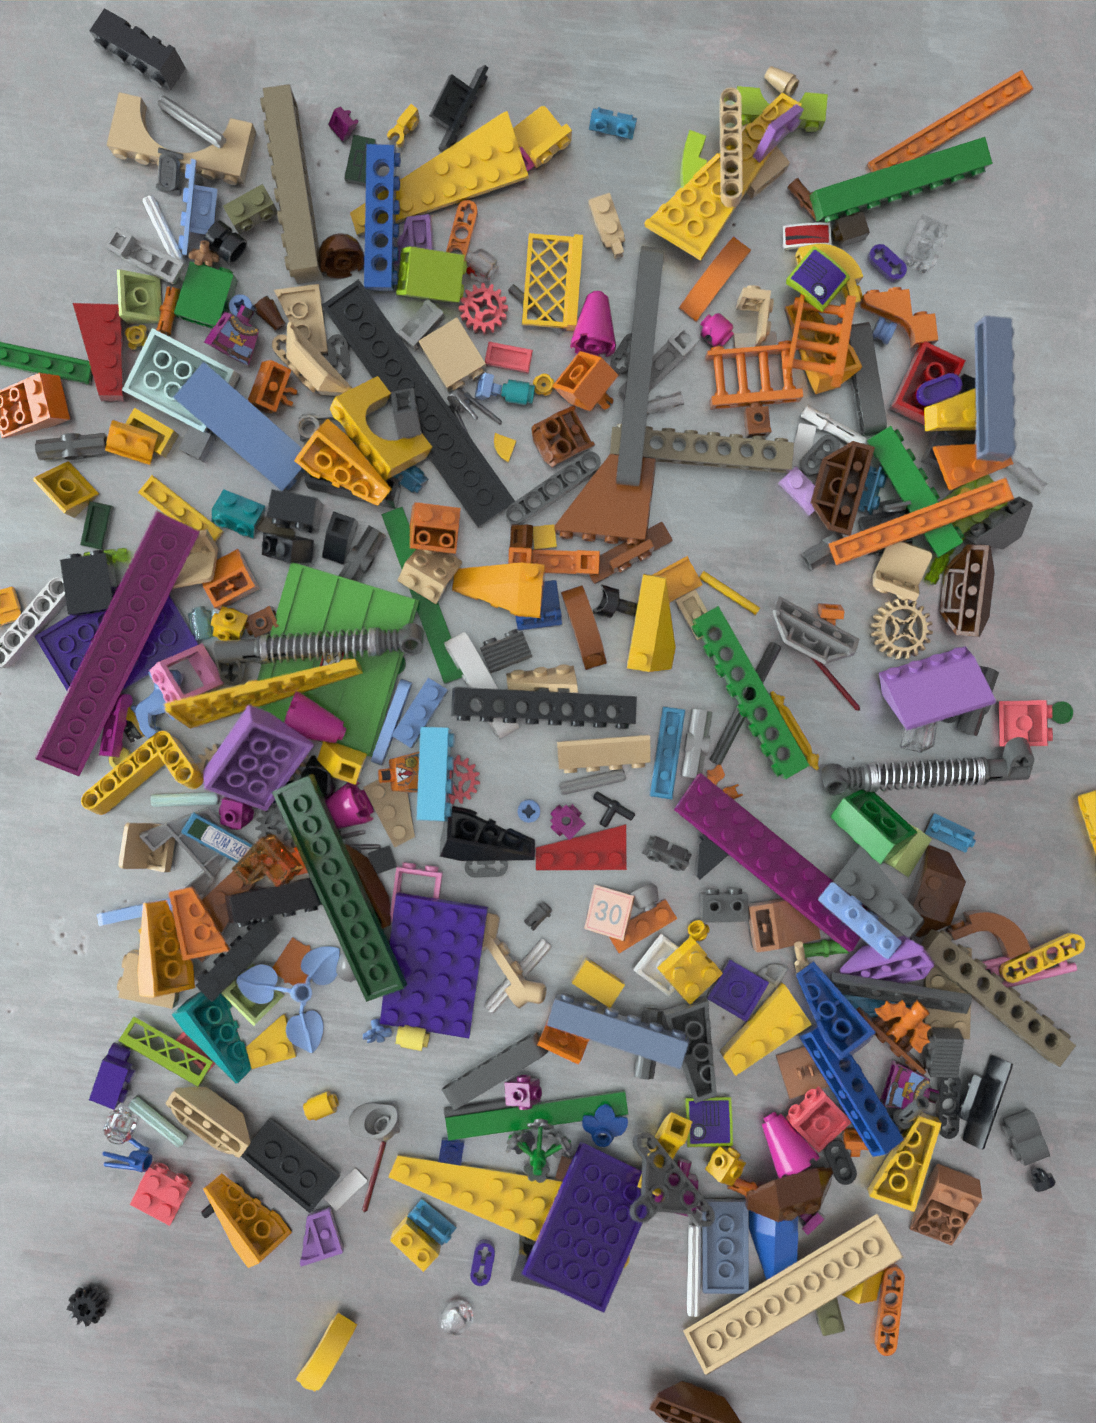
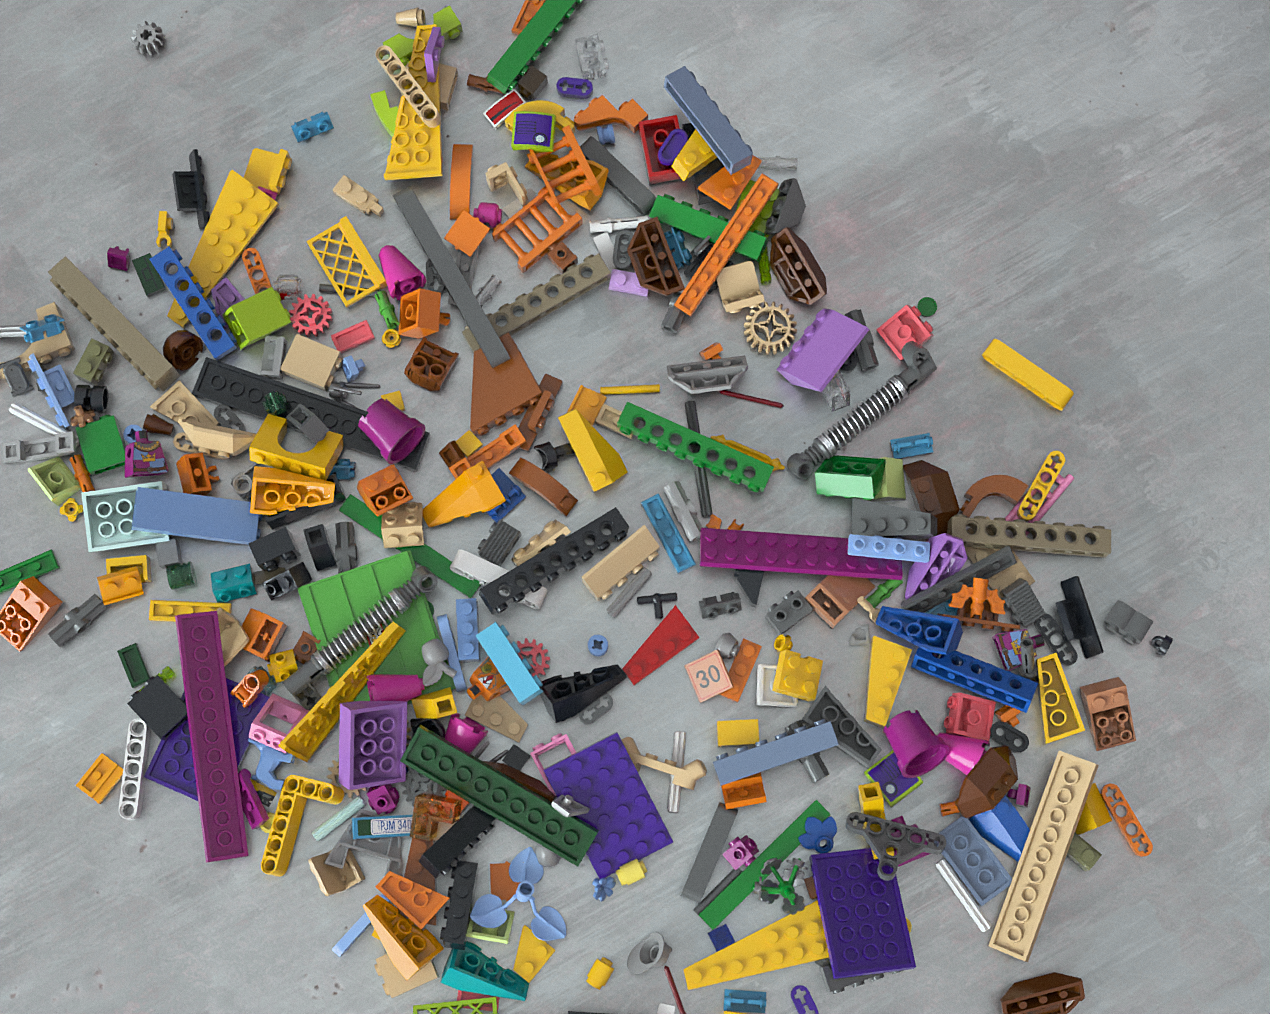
camera: 35 degrees left, 10 degrees down
(67, 488) = (94, 652): yellow slope -> none
(103, 343) = (48, 527): red wedge -> none
(184, 624) = (248, 689): none -> orange piece
(194, 472) = (181, 575): none -> clear green piece
(231, 141) = (50, 324): none -> dark azure hinge
(372, 715) = (434, 655): none -> light grey piece
(390, 370) = (275, 403): none -> clear green gear
(394, 945) = (568, 807): none -> light grey piece
(479, 475) = (391, 430): none -> magenta piece
(518, 392) = (377, 355): teal brick -> none
(538, 915) = (659, 716): dark grey pin -> none
(558, 354) = (387, 309): none -> bright green pin
(558, 479) = (450, 396): dark grey beam -> none
(570, 828) = (630, 639): magenta brick -> none
(684, 334) = (467, 233): none -> orange piece
(726, 1165) = (928, 798): yellow brick -> none
(737, 990) = (843, 666): dark purple plate -> none
(750, 1111) = (915, 744): none -> magenta piece
(799, 1072) = (933, 693): nougat piece -> none

